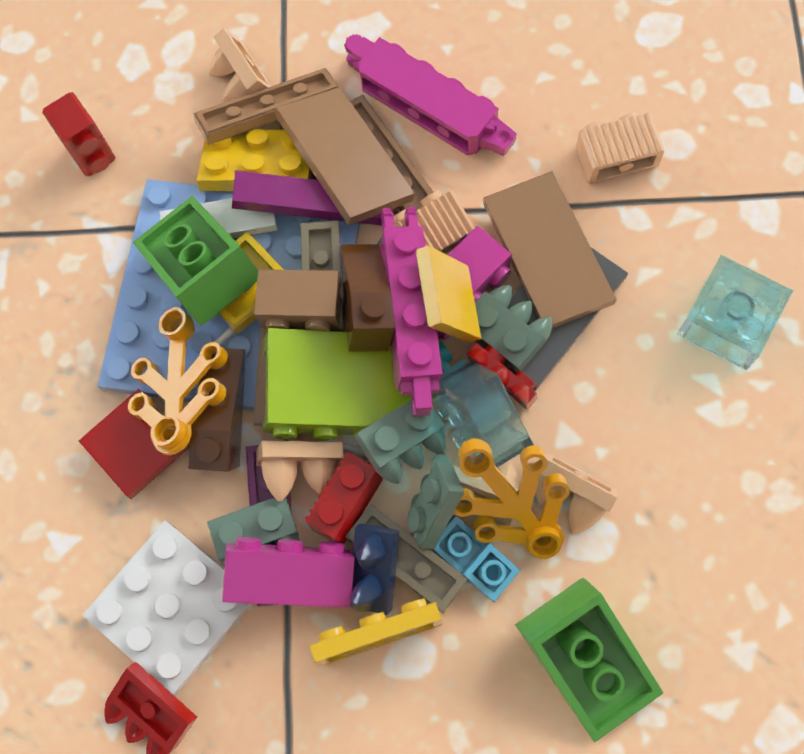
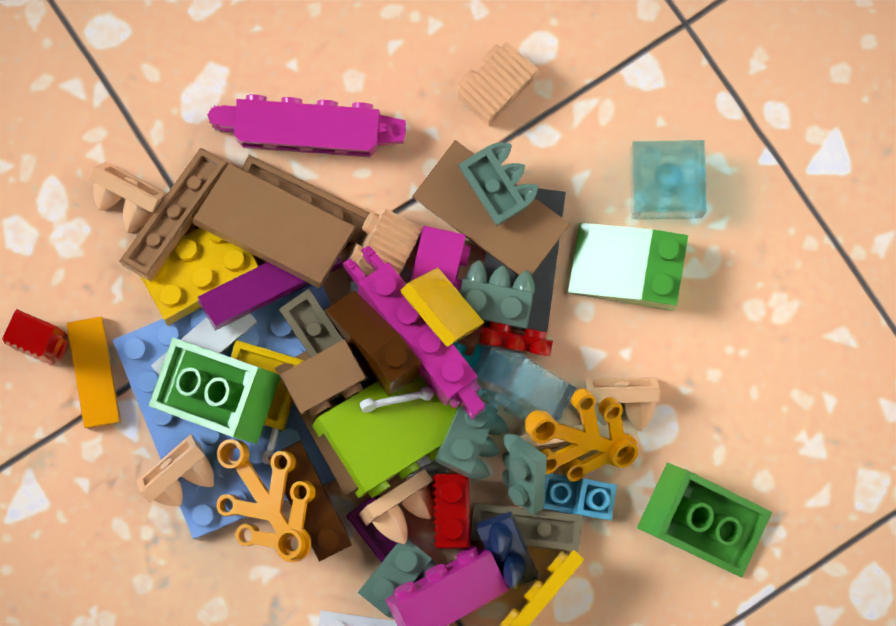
camera: 35 degrees left, 10 degrees up
(113, 199) = (93, 372): none -> light orange tile
(126, 450) = (252, 572): red tile -> none
(133, 311) = (183, 461): none -> light nougat tile
(323, 345) = (369, 405): none -> white hinge
(566, 222) = (495, 183): none -> sand green plate
(652, 370) = (628, 265): none -> slope

